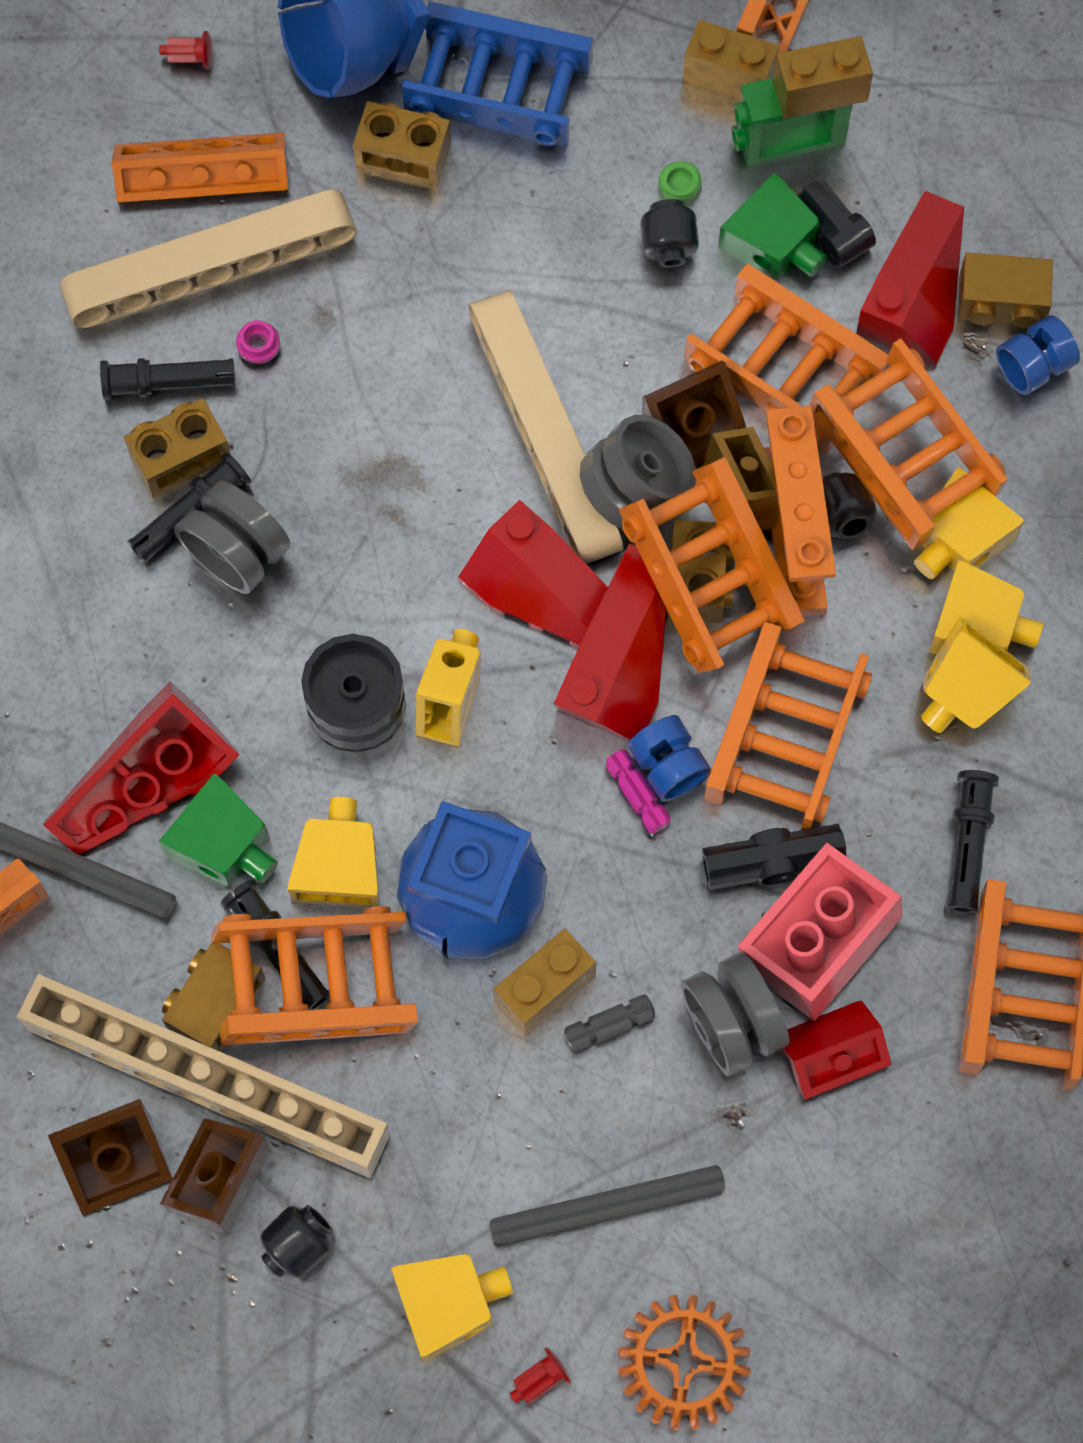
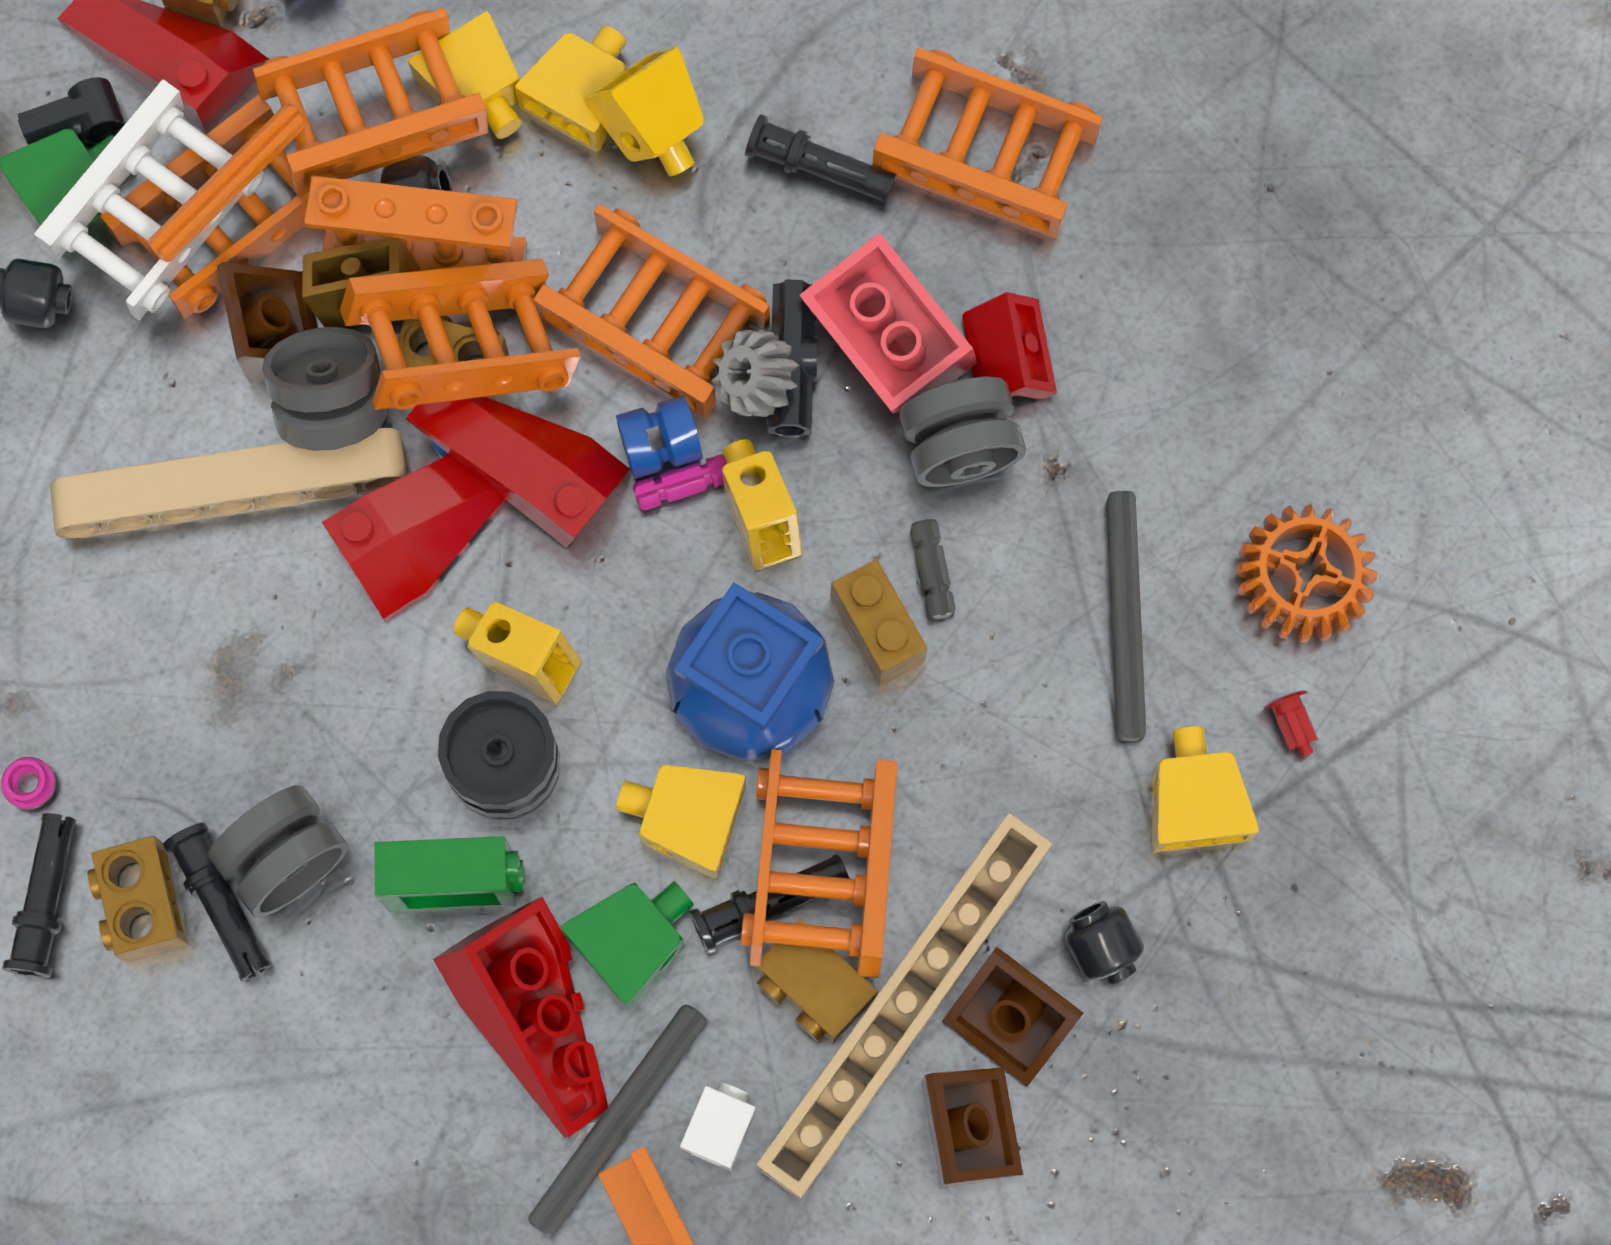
camera: 80 degrees left, 5 degrees up
(74, 945) = (719, 1125): none -> white brick
(240, 673) = (447, 874): none -> green window
(626, 855) = (760, 505): none -> yellow torso
(741, 819) = (755, 373): none -> light grey gear
(763, 253) = (100, 192): none -> white fence
(792, 345) = (227, 183): none -> orange axle

